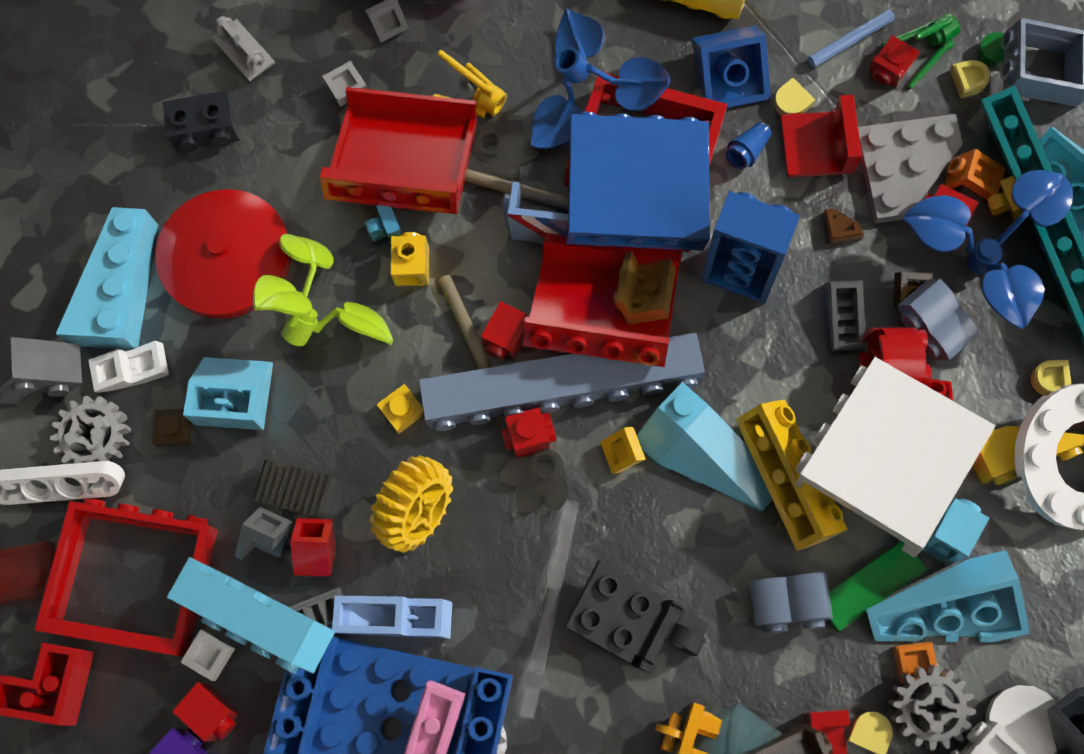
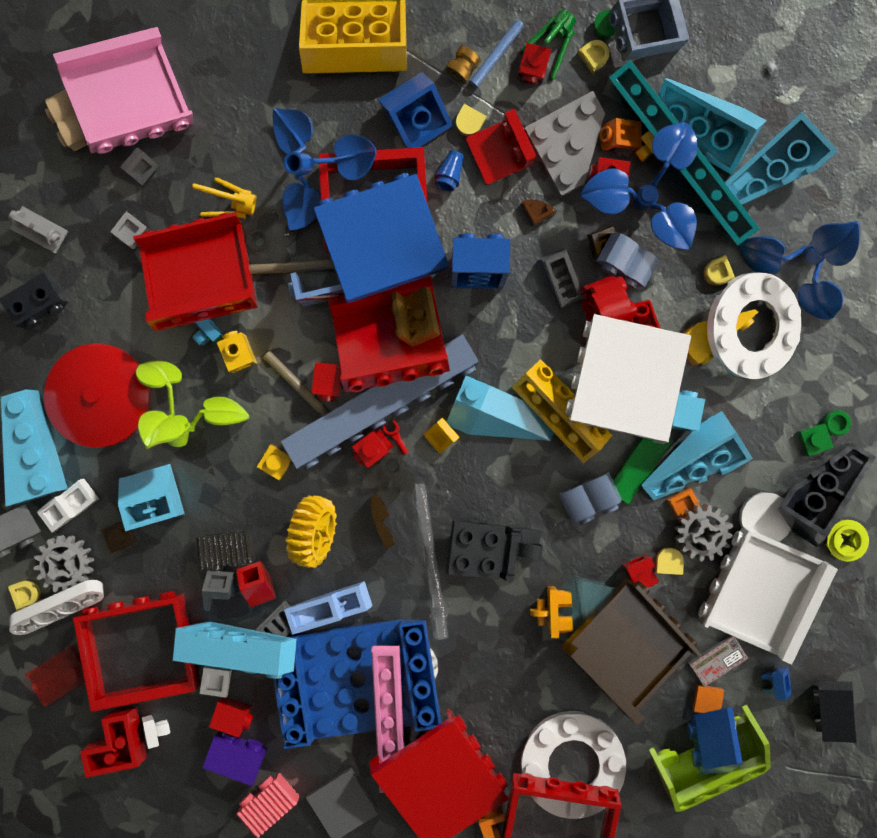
camera: 30 degrees left, 15 degrees up
(25, 453) = (24, 594): none -> light yellow tile
(99, 690) = (153, 730): none -> white tile
(506, 520) = (379, 513): none -> dark brown slope
(564, 429) = (396, 437): none -> red hand
(809, 33) = (463, 64): none -> pearl gold wheel

